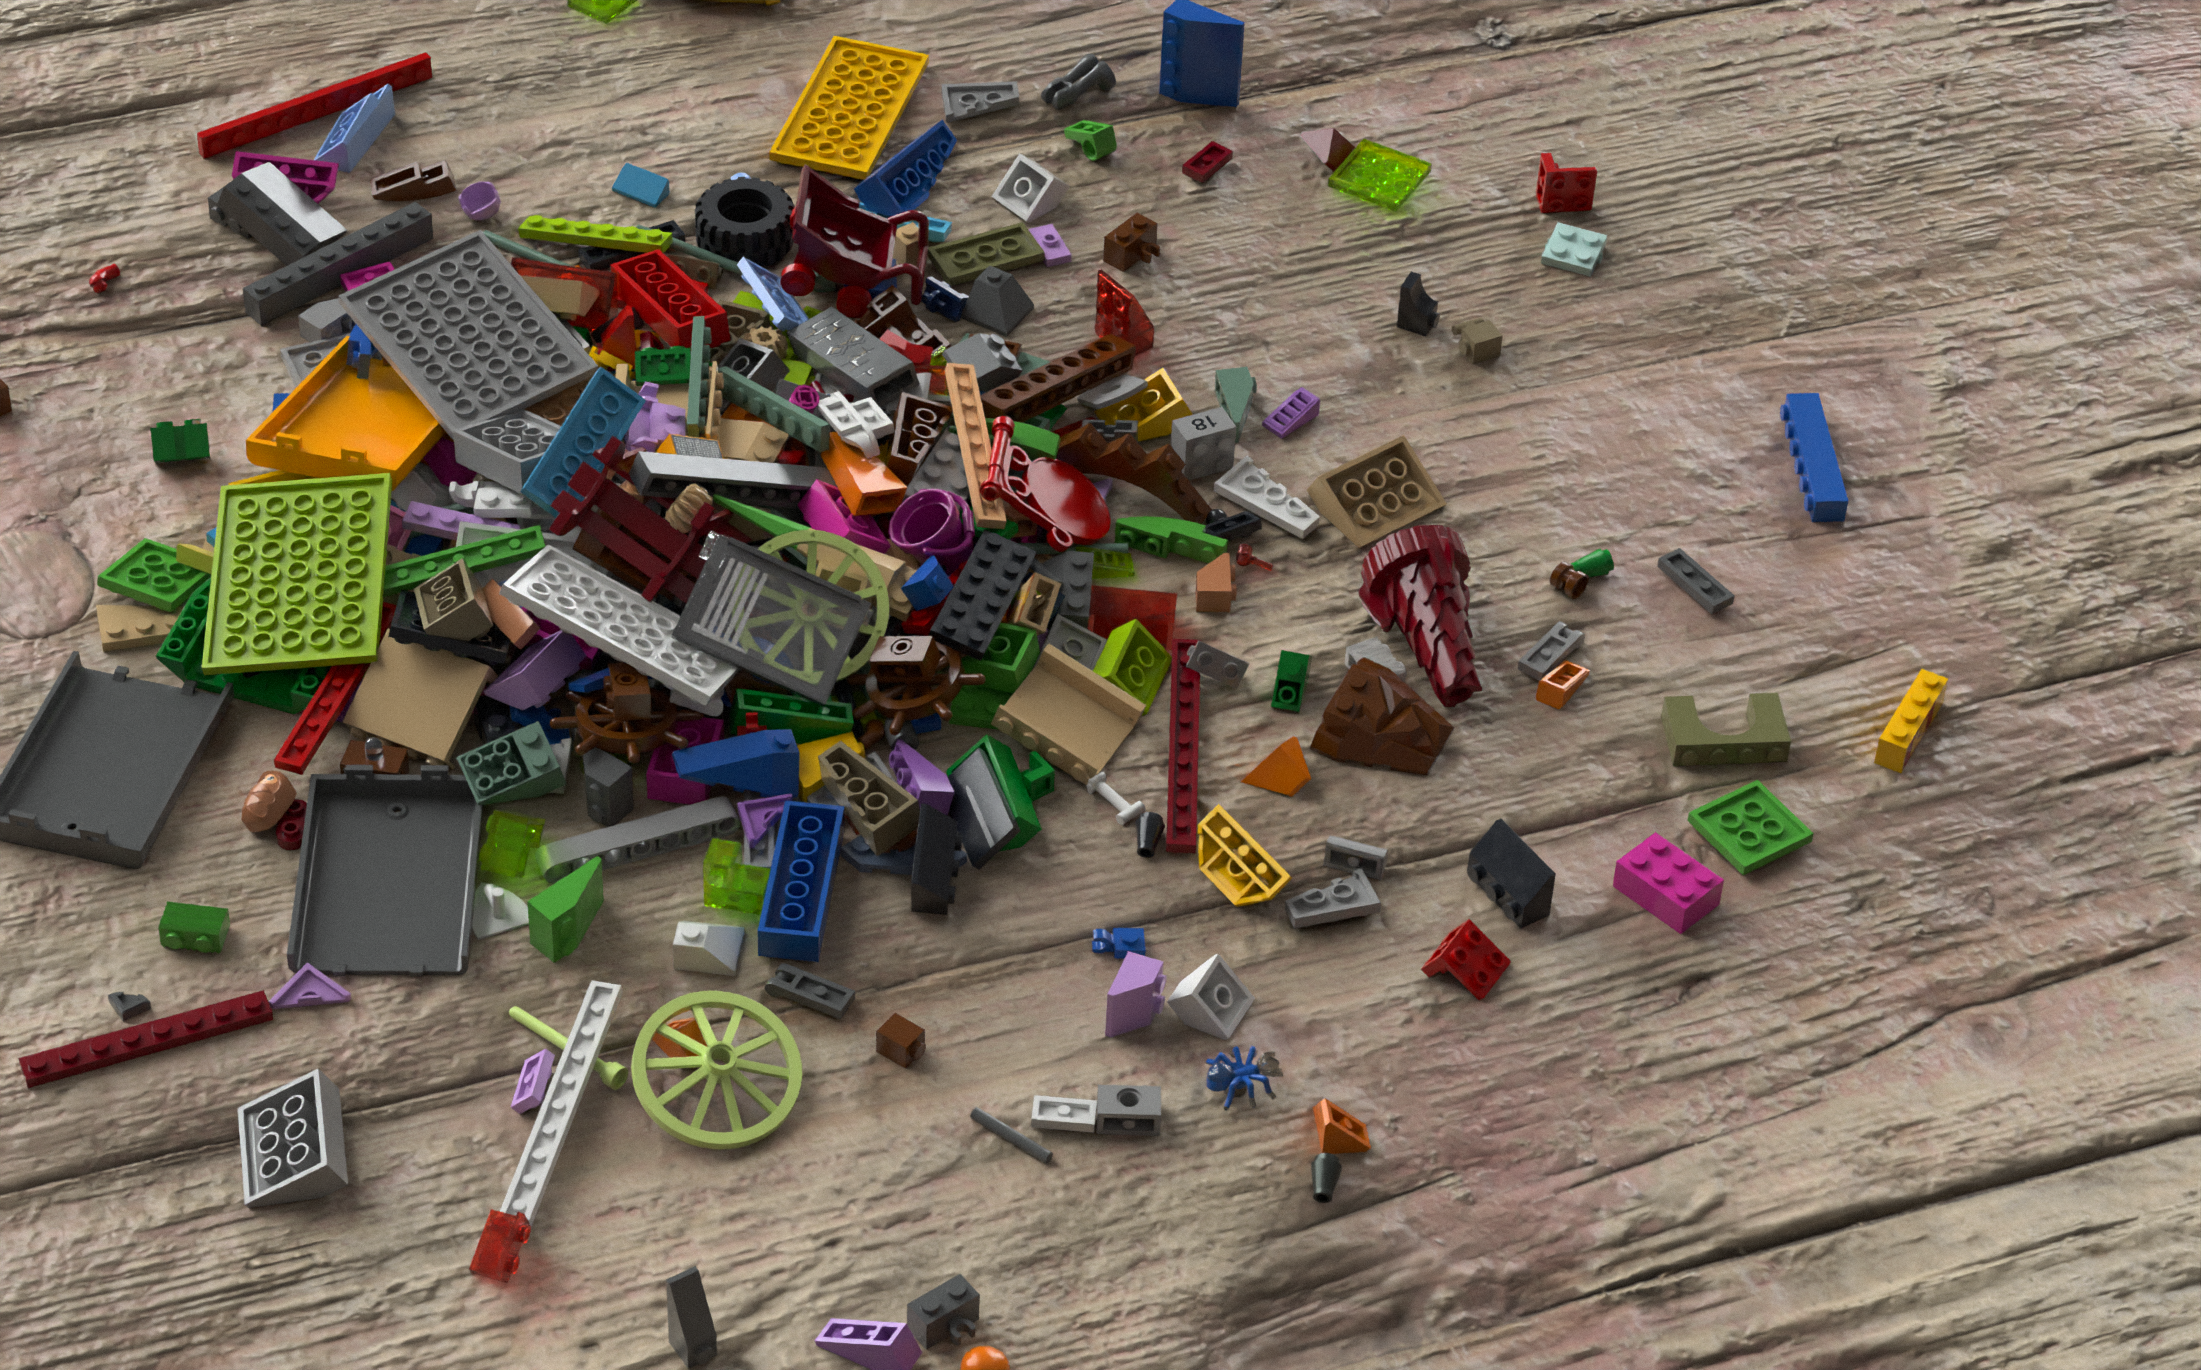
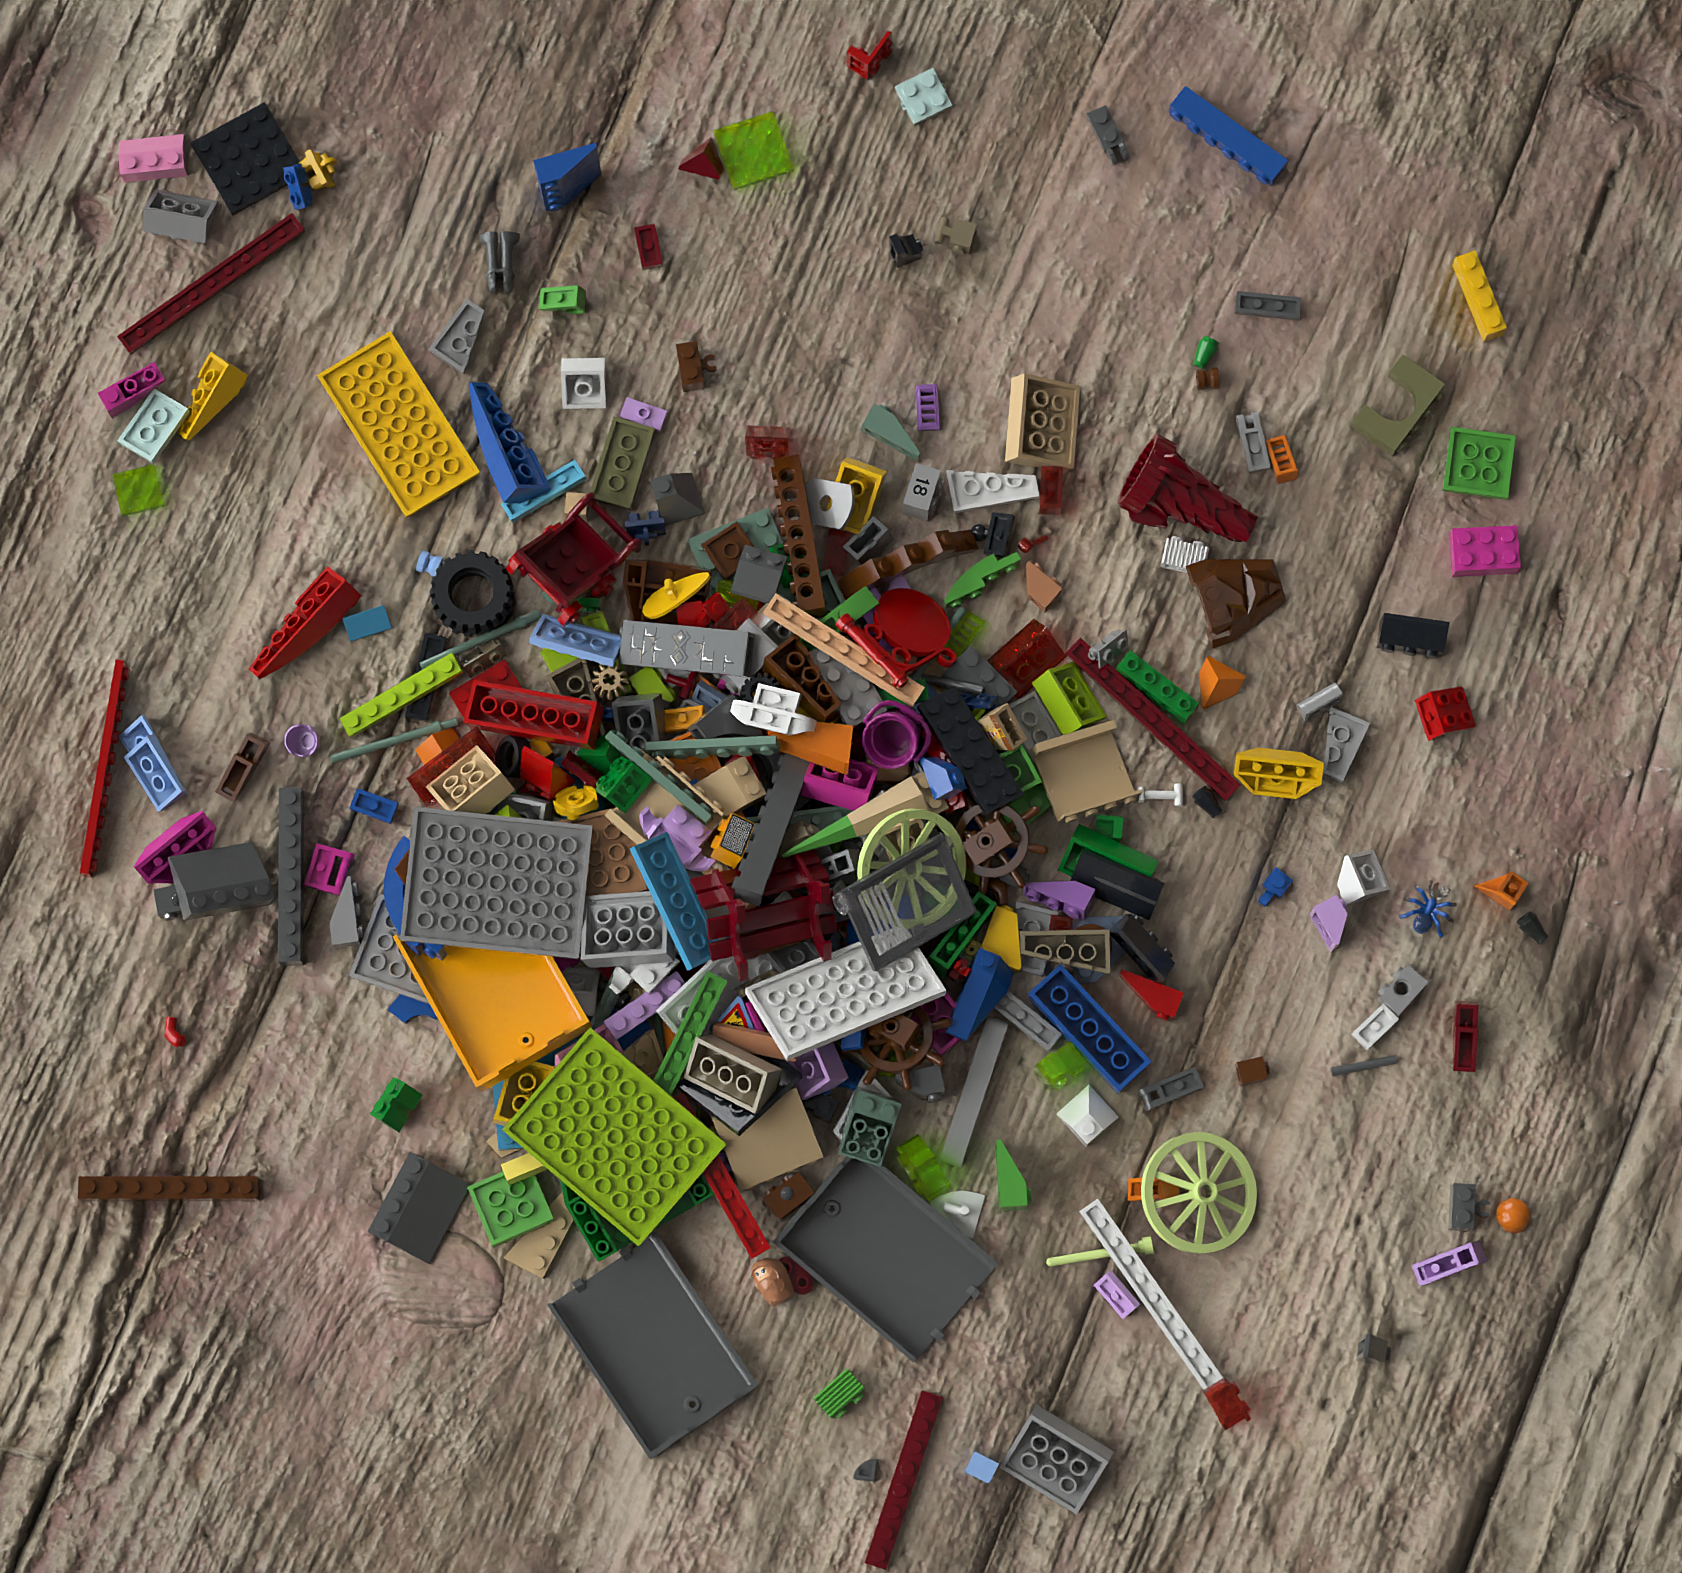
camera: 45 degrees left, 35 degrees up
(87, 517) = (419, 1208): none -> dark grey slope
(221, 1080) = (981, 1467): none -> light blue panel
(307, 989) = (939, 1362): lavender tile -> none
(599, 148) = (316, 614): none -> red wedge
(686, 507) = (795, 887): tan gear -> none
(760, 816) = (1018, 1011): medium lavender tile -> none
(805, 398) = (724, 730): dark pink wheel -> none
(824, 299) = (590, 605): none -> green plate
(898, 919) = (1157, 997): none -> red slope
(902, 330) = (673, 594): none -> yellow shield
(1140, 1194) = (1465, 1036): none -> dark red slope
(1219, 724) = (1157, 687): none -> green brick
(1291, 680) = (1154, 613): green slope -> none
(1318, 531) = (1050, 490): none -> clear red brick
(1706, 382) = (1107, 133): none -> dark grey hinge

